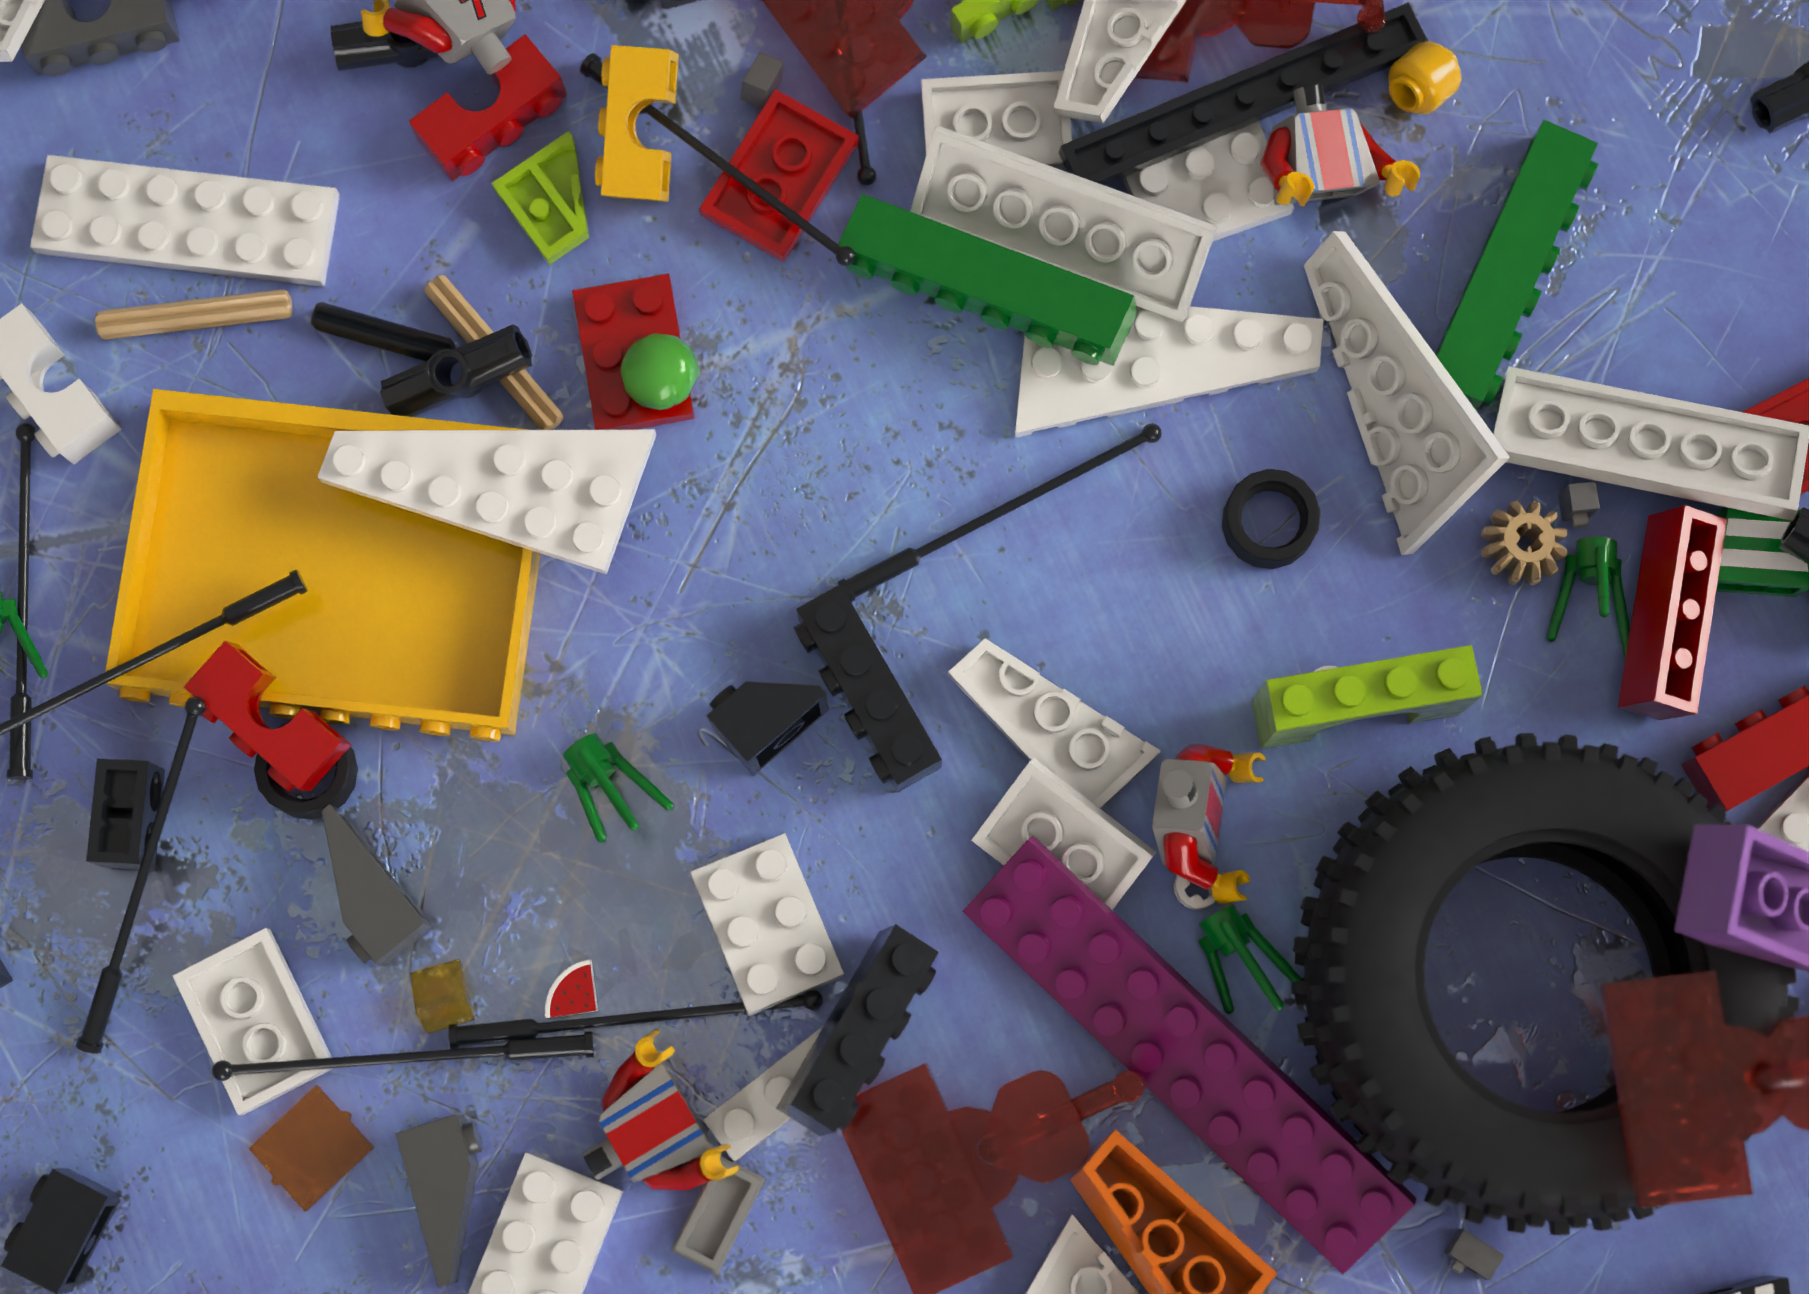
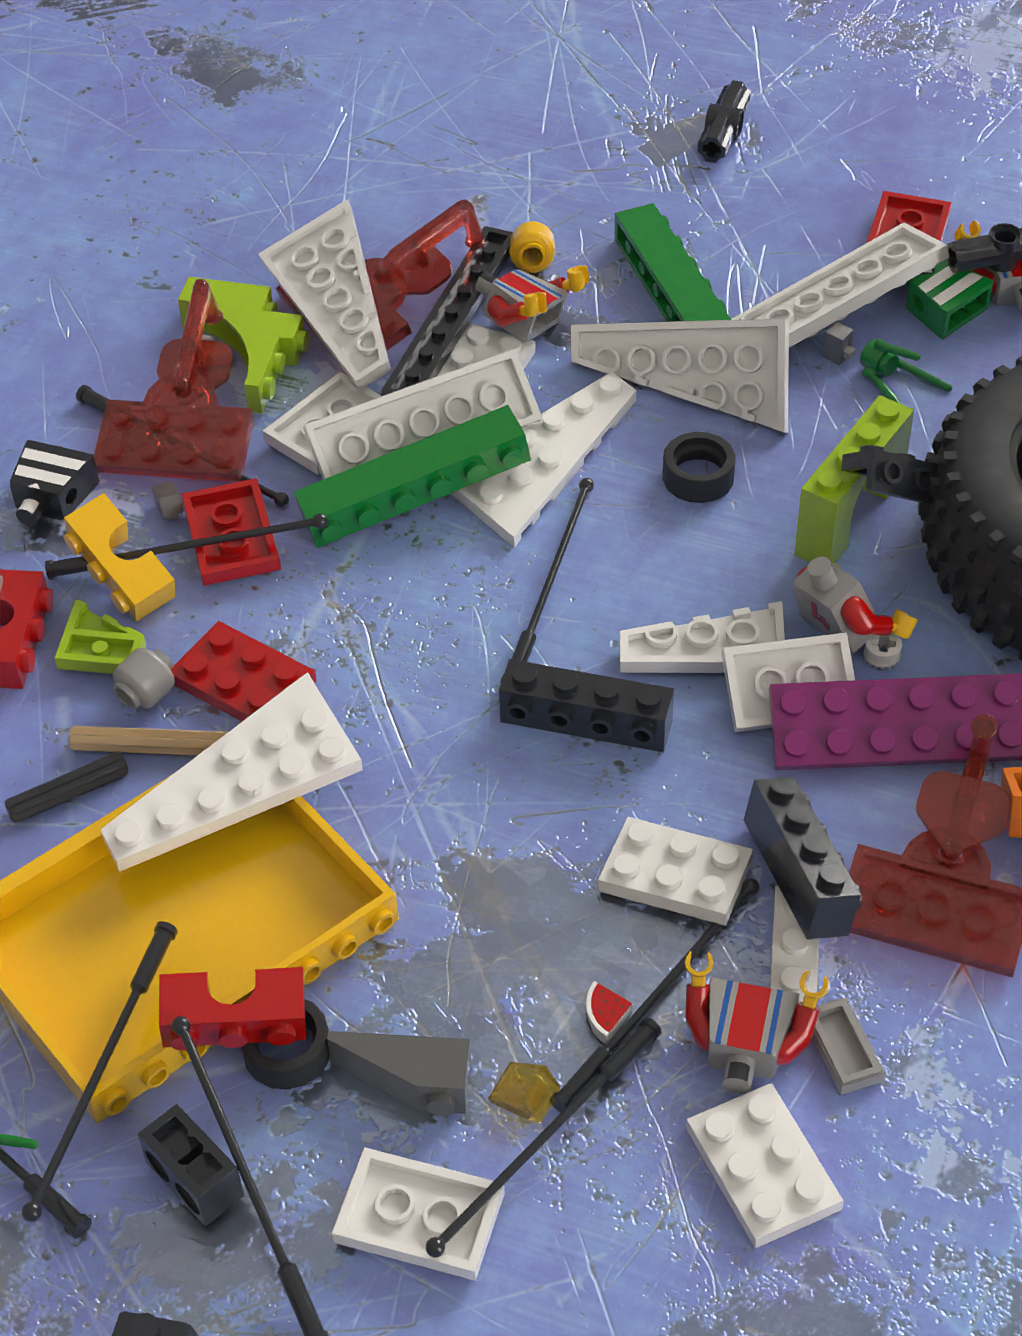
camera: 45 degrees left, 30 degrees down
(311, 1148) = (544, 1258): clear orange piece -> none
(442, 1181) = (655, 1182): dark grey slope -> none
(482, 364) = (153, 733): black piece -> none
(538, 283) = (143, 678): none -> light grey head
(592, 763) = (468, 880): green plant -> none
(659, 371) = (272, 654): bright green hair -> none
(764, 718) = (544, 761): black slope -> none
(1230, 934) = (929, 648): green plant -> none
(1357, 754) = (892, 473): none -> black bracket
(1540, 554) = (836, 377): tan gear -> none
(1672, 613) = (941, 338): red brick -> none

